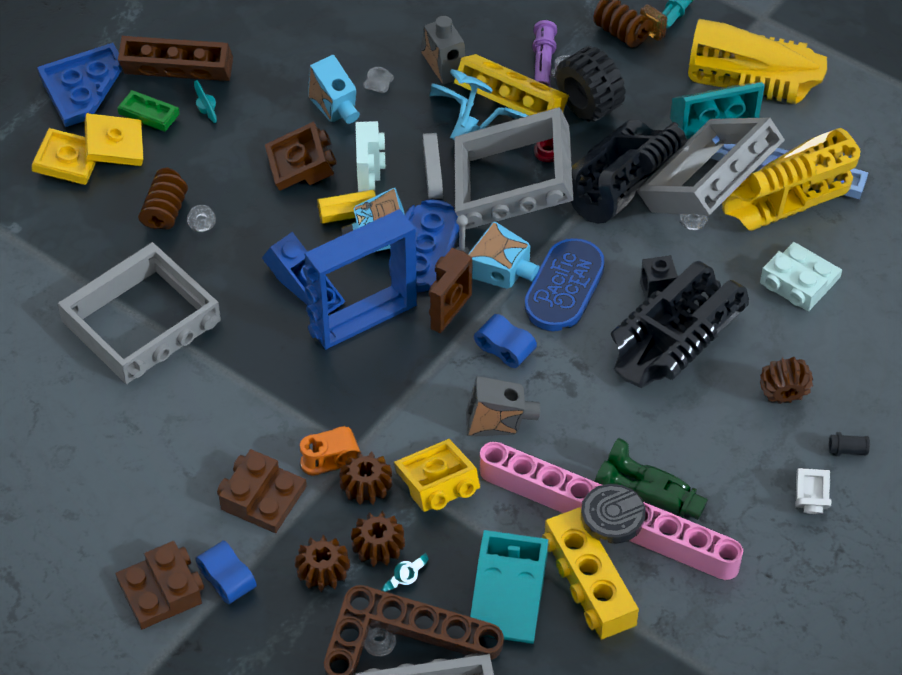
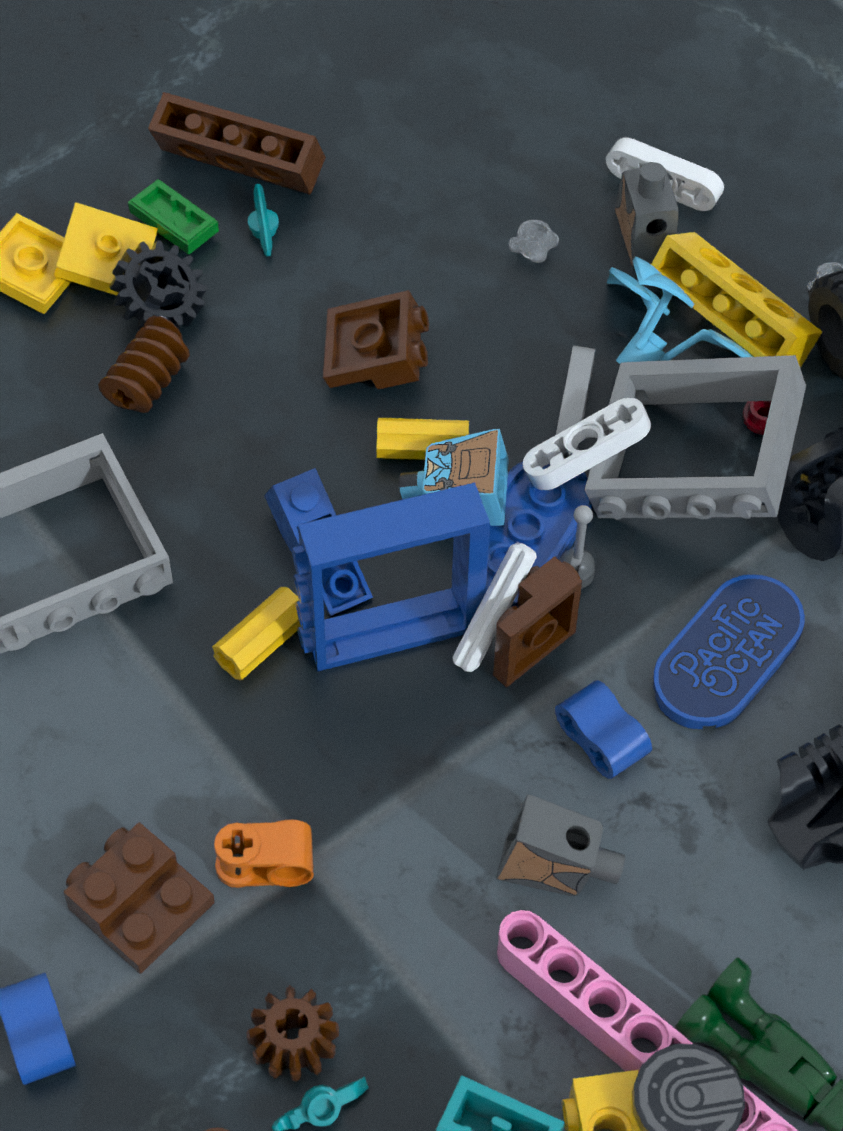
camera: 15 degrees right, 5 degrees up
(80, 82) = (89, 150): blue plate -> none
(154, 150) = (158, 285): none -> black gear
(201, 218) = (195, 399): clear plate -> none
(285, 334) = (258, 634): none -> yellow axle
(322, 563) = (195, 1036): reddish brown gear -> none
(332, 90) = (455, 245): medium azure torso -> none
(365, 478) = (301, 935): reddish brown gear -> none
(369, 158) = (476, 364): light aqua plate -> none
(422, 286) = (494, 603): none -> white axle
(438, 475) = (424, 944): yellow plate -> none
(451, 174) = (579, 461): none -> white beam
(465, 21) = (633, 154): none -> white beam
(502, 258) = (637, 583): medium azure torso -> none
(544, 47) = (806, 243): medium lavender pin -> none

